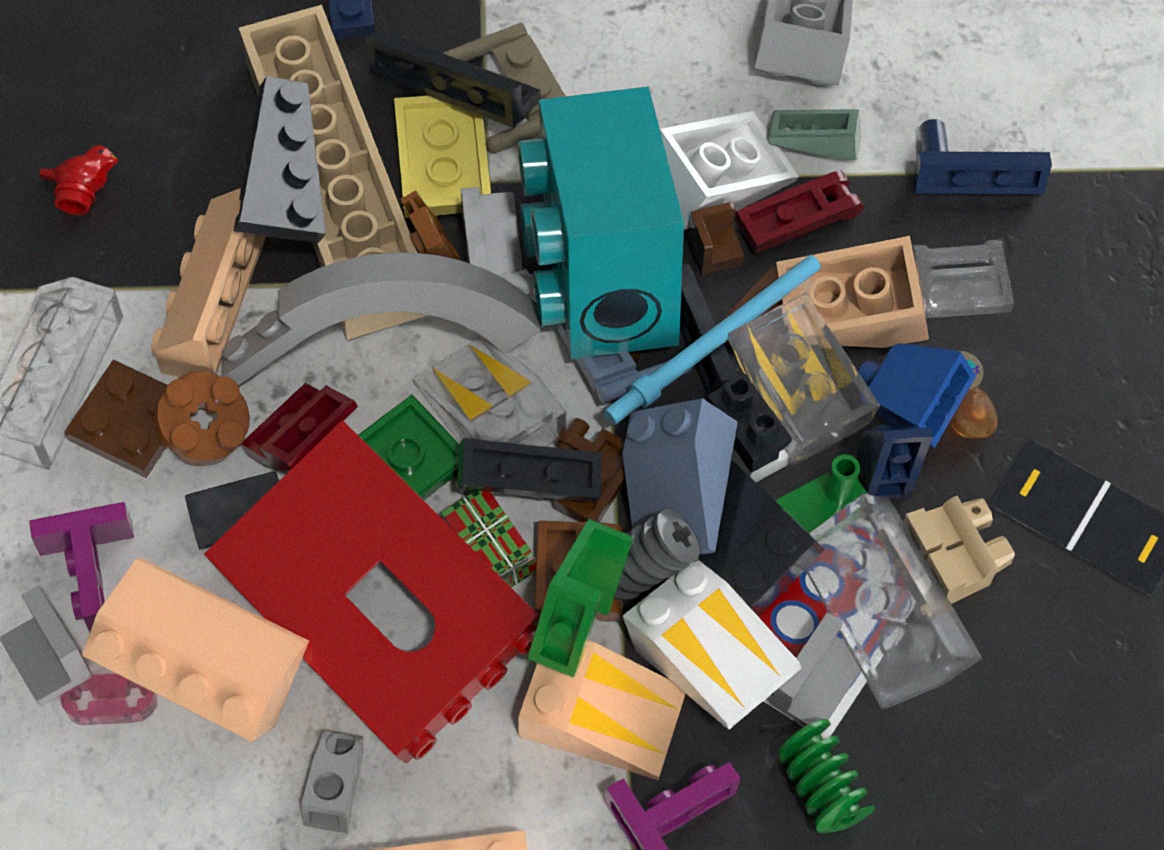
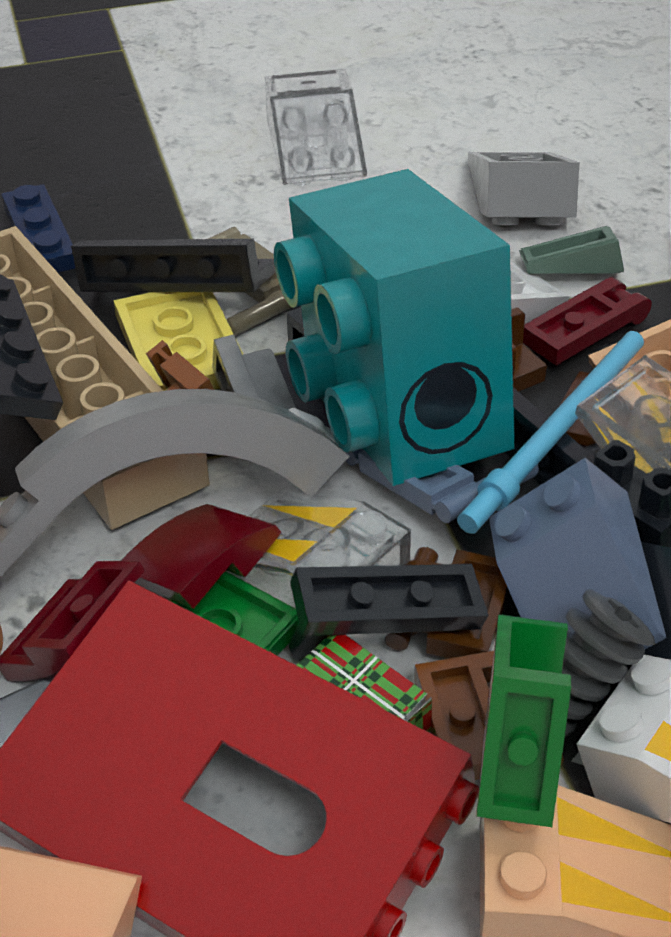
camera: 10 degrees left, 20 degrees down
(405, 383) = (196, 548): none -> dark red slope

